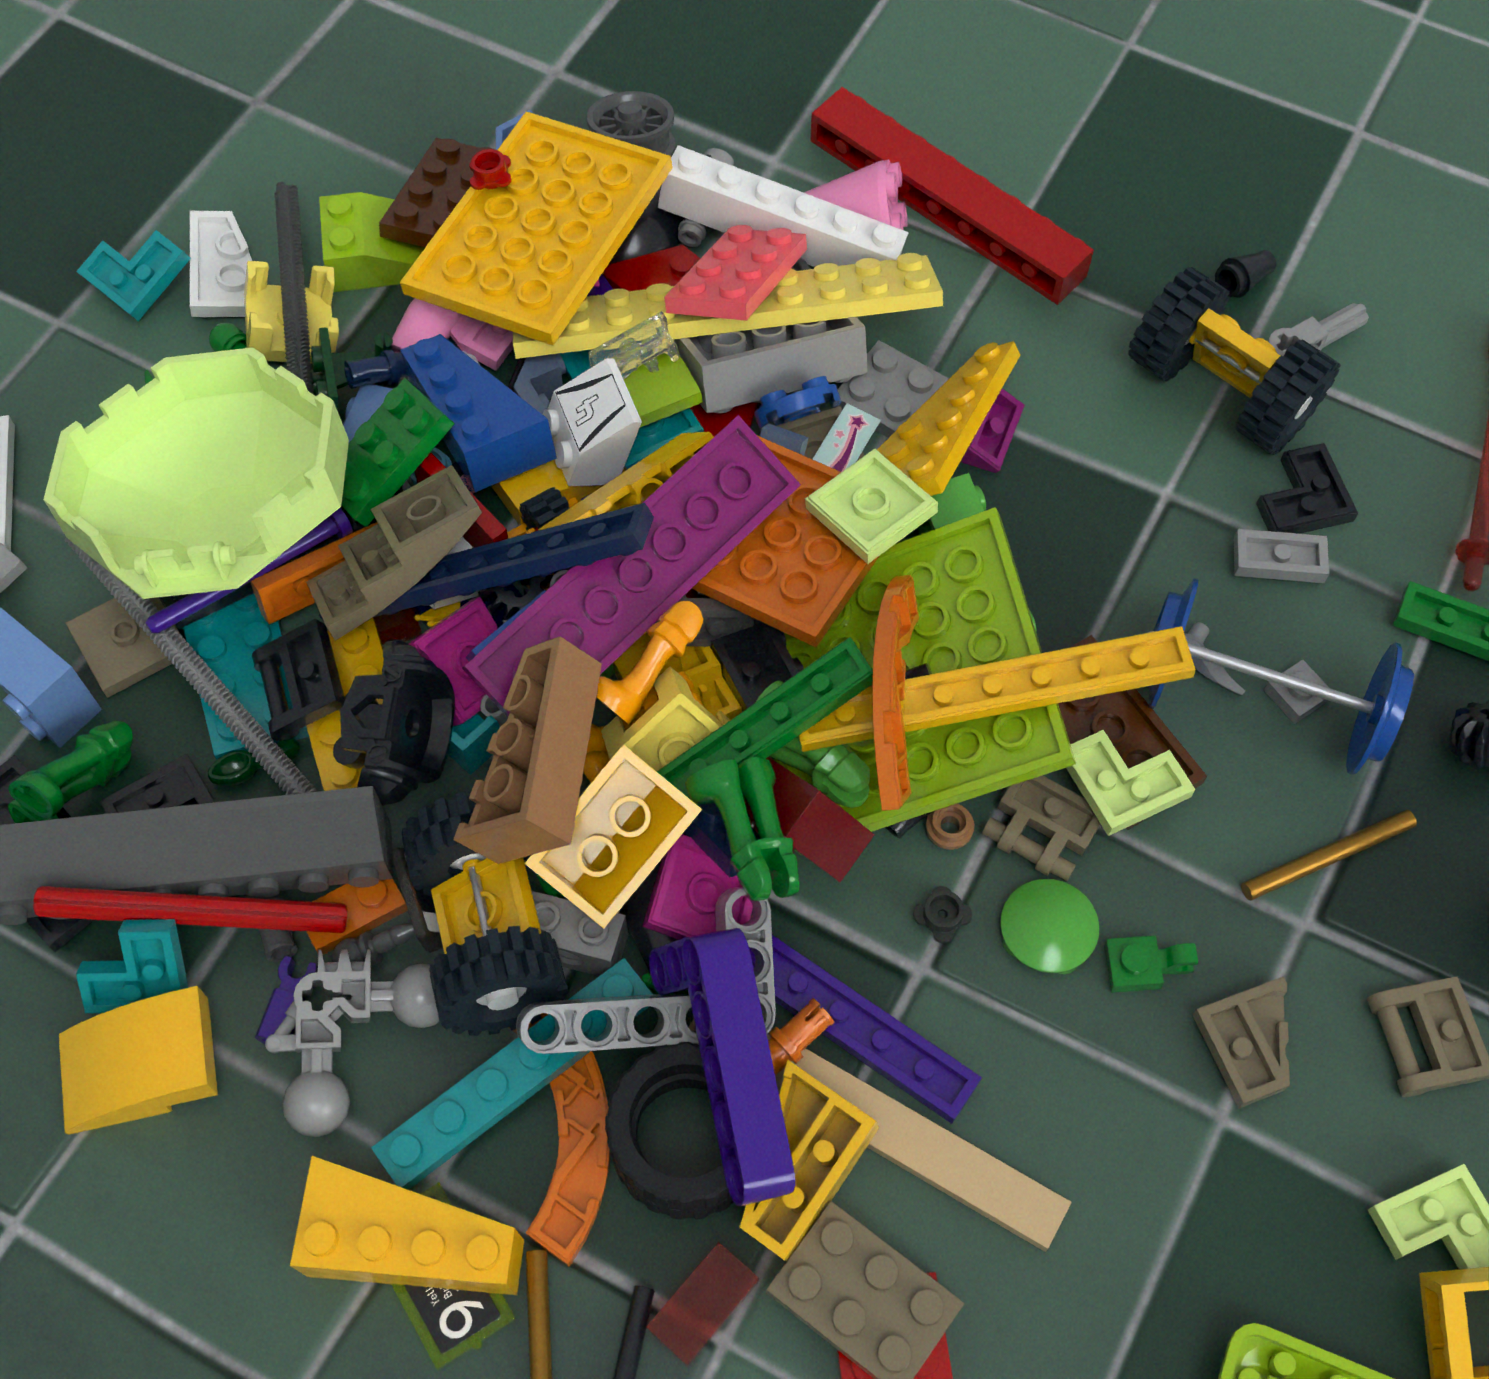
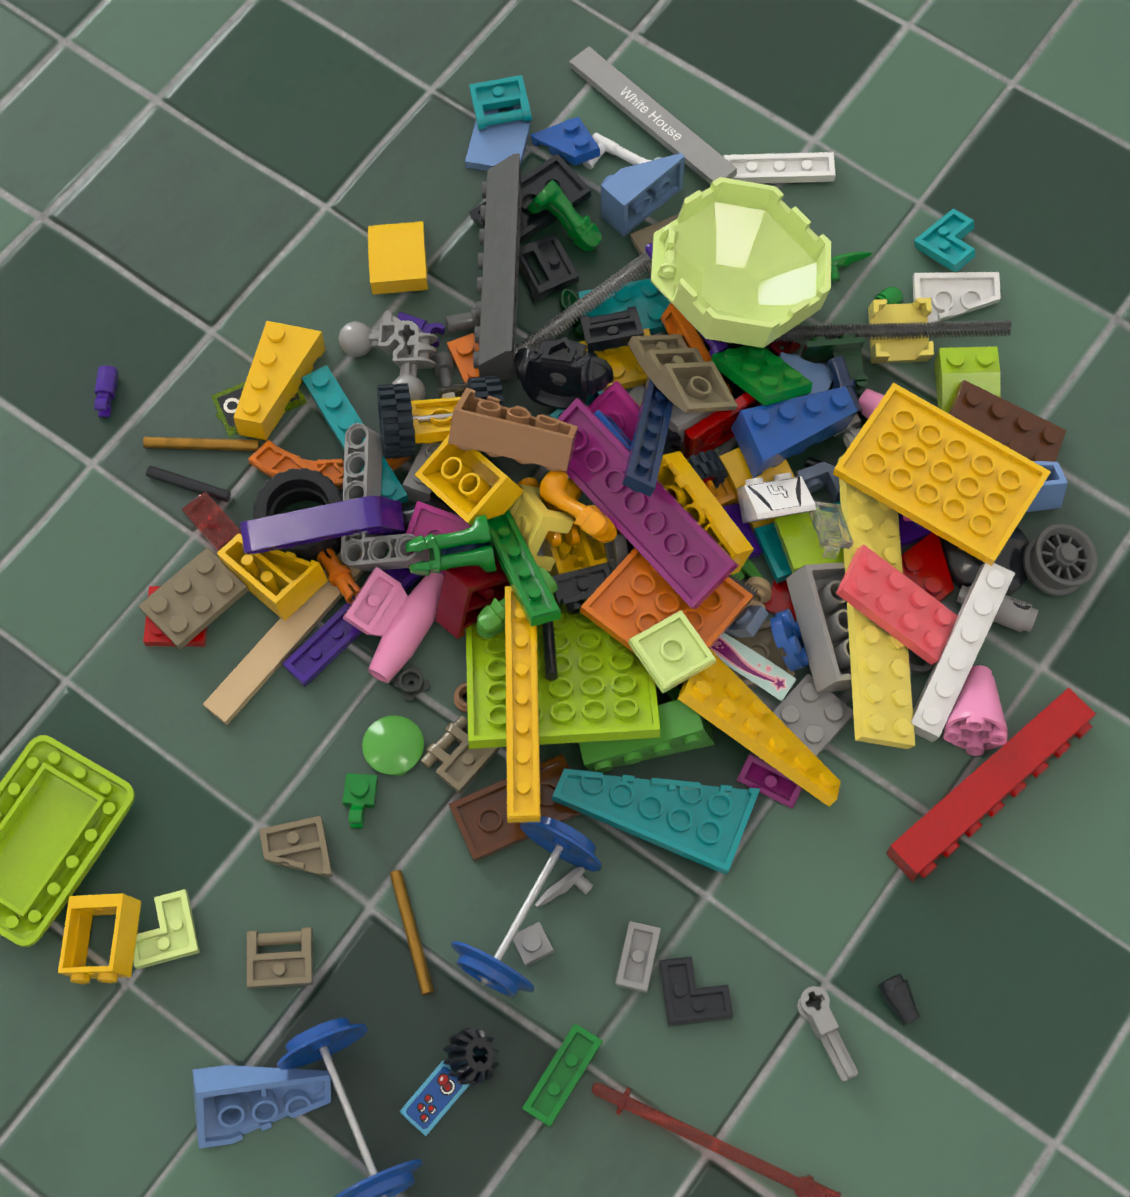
camera: 100 degrees right, 5 degrees up
(149, 968) = (444, 253): teal plate -> none
(190, 909) = (467, 274): red axle -> none
(490, 170) = (989, 434): red plate -> none
(848, 944) = (399, 618): none -> bright pink plate
(893, 631) = (534, 632): orange tile -> none
(1076, 530) = (673, 814): none -> teal wing
(1123, 794) = (465, 792): yellowish green plate -> none
(1192, 324) = (831, 923): black plate -> none

